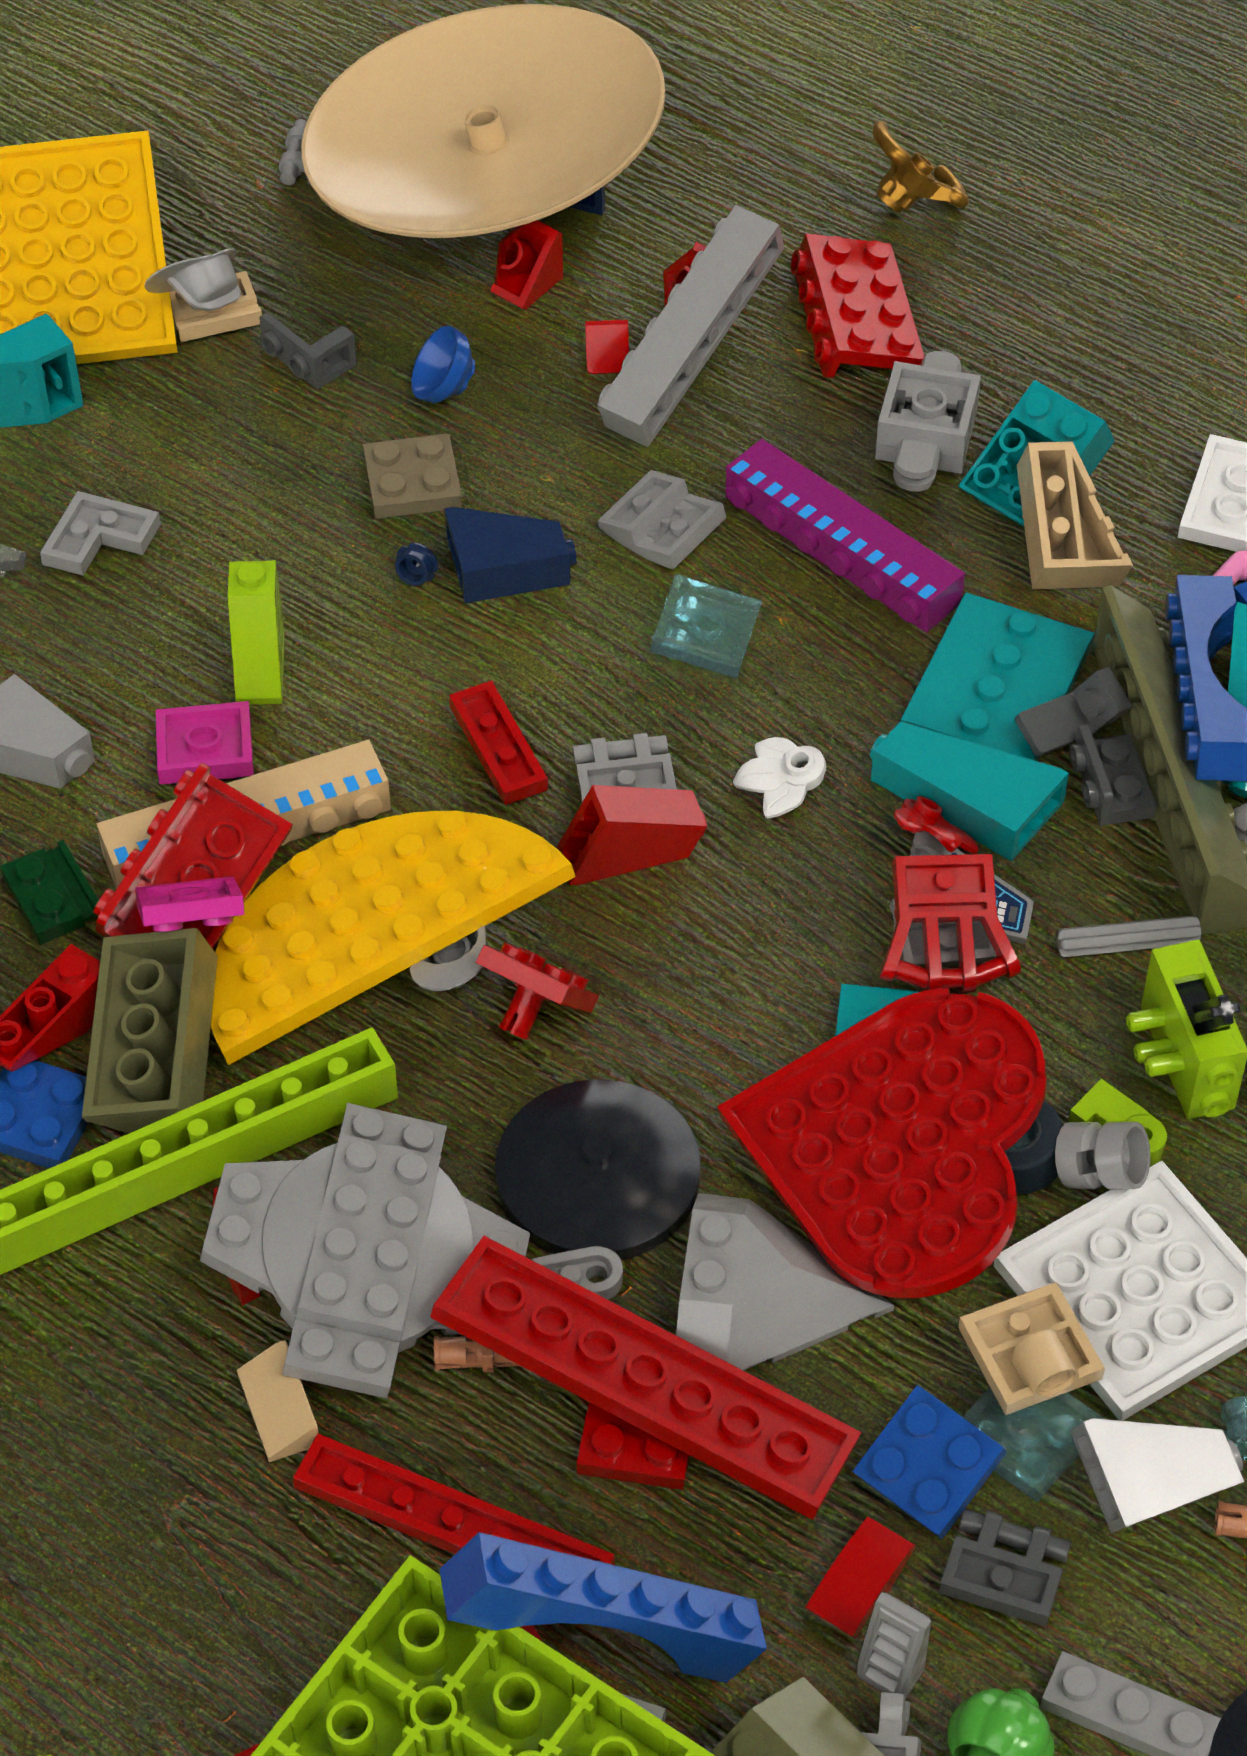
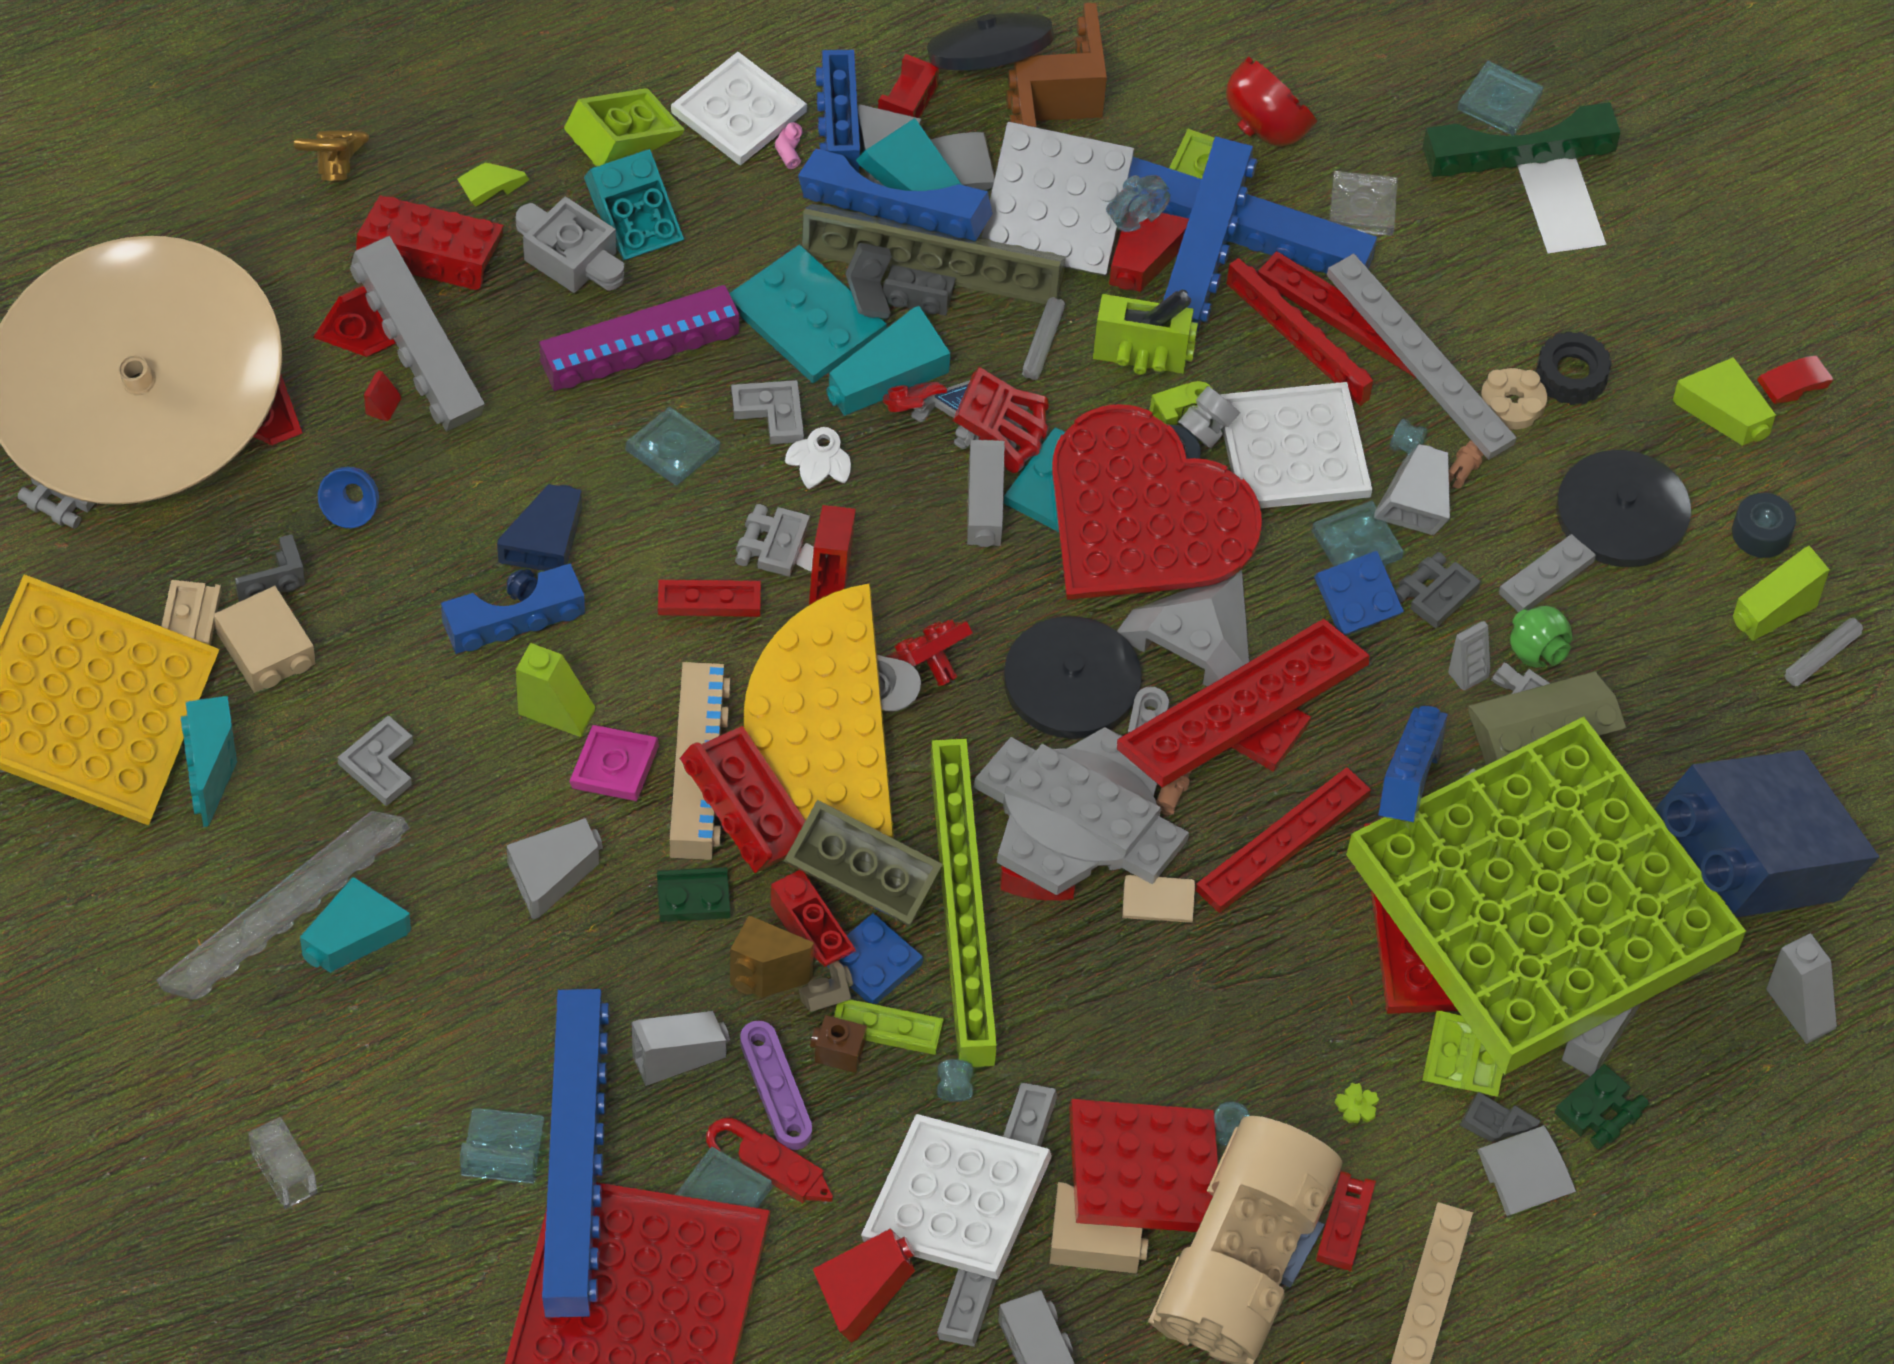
camera: 70 degrees left, 5 degrees up
(174, 903) = (789, 797): dark pink plate -> none
(201, 281) = (188, 601): light grey piece -> none
(210, 374) = (264, 639): none -> tan brick
(409, 596) = (477, 623): none -> blue arch
(412, 475) = (431, 558): dark tan plate -> none
(661, 519) = (559, 432): light grey slope -> none
(818, 953) = (985, 493): none -> light grey slope
(832, 698) = (772, 400): none -> light grey plate
(859, 1575) = (1412, 657): red slope -> none
(978, 322) = (490, 179): none -> lime slope
(1031, 1348) = (1319, 509): tan plate -> none
(1063, 523) = (712, 212): tan wedge -> none
(1149, 404) = (621, 125): none -> lime slope

